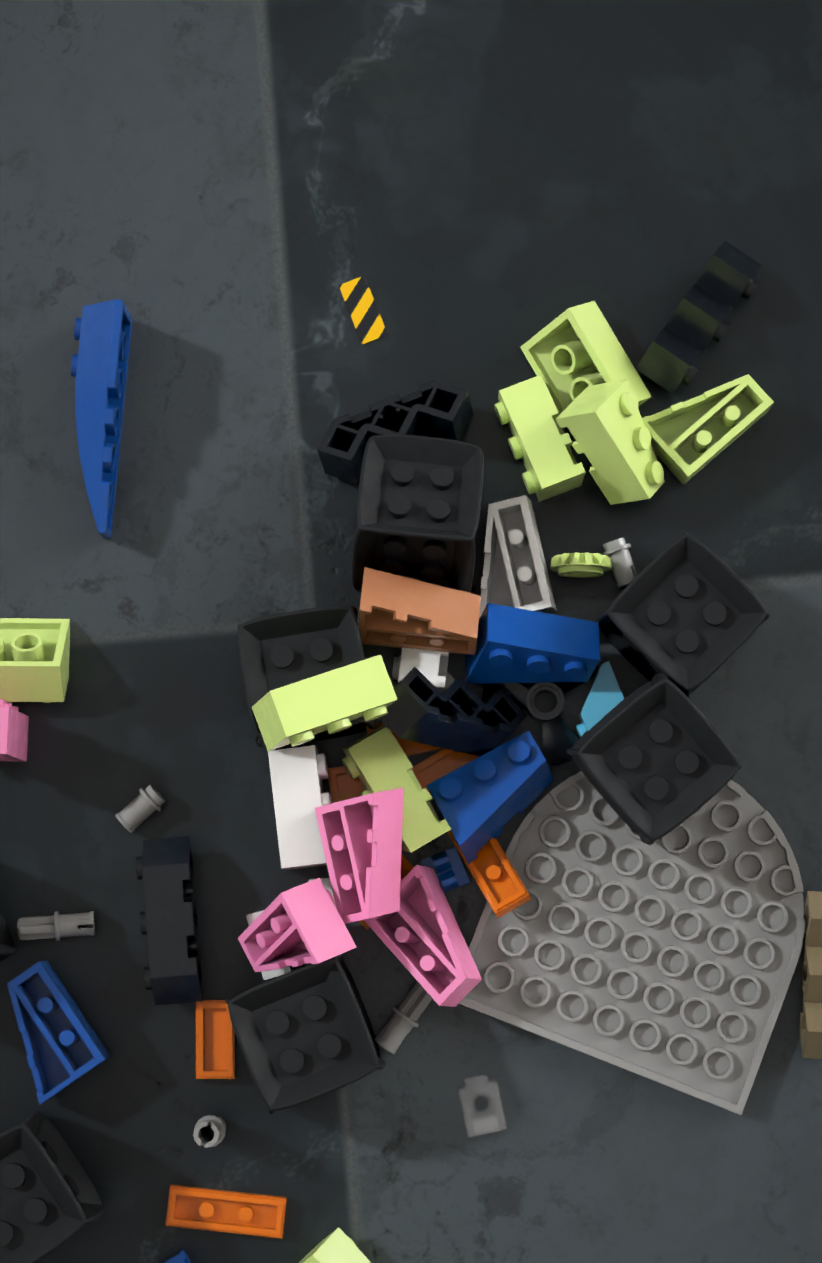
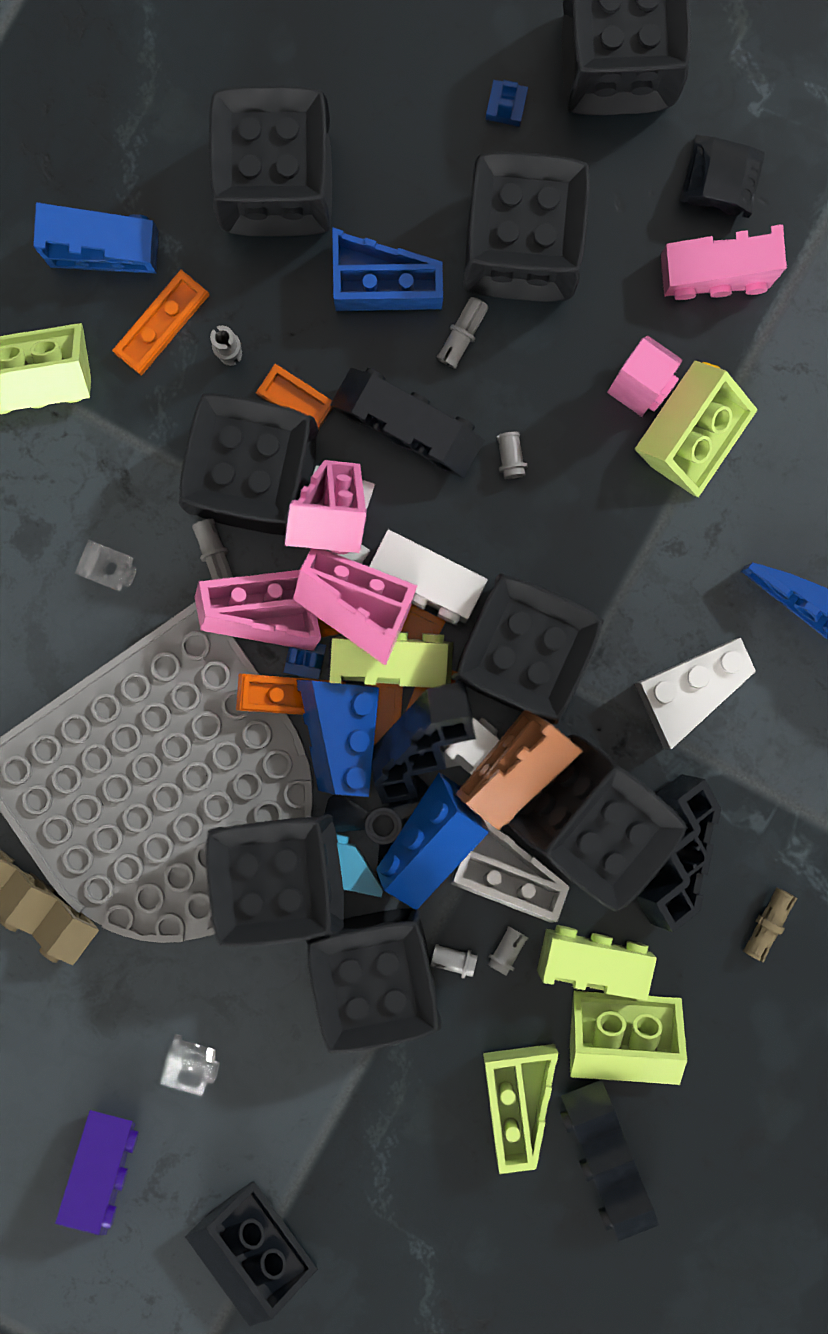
camera: 115 degrees right, 5 degrees up
(244, 511) = (693, 689): none -> white wedge
(324, 703) = (492, 645): yellowish green wedge -> none
(363, 310) = (809, 895): sticker -> none
(405, 313) = (770, 924): none -> dark tan pin
(580, 564) = (472, 927): yellowish green gear -> none
(581, 521) = (507, 951): none -> light grey pin
(614, 441) = (553, 1023): yellowish green wedge -> none

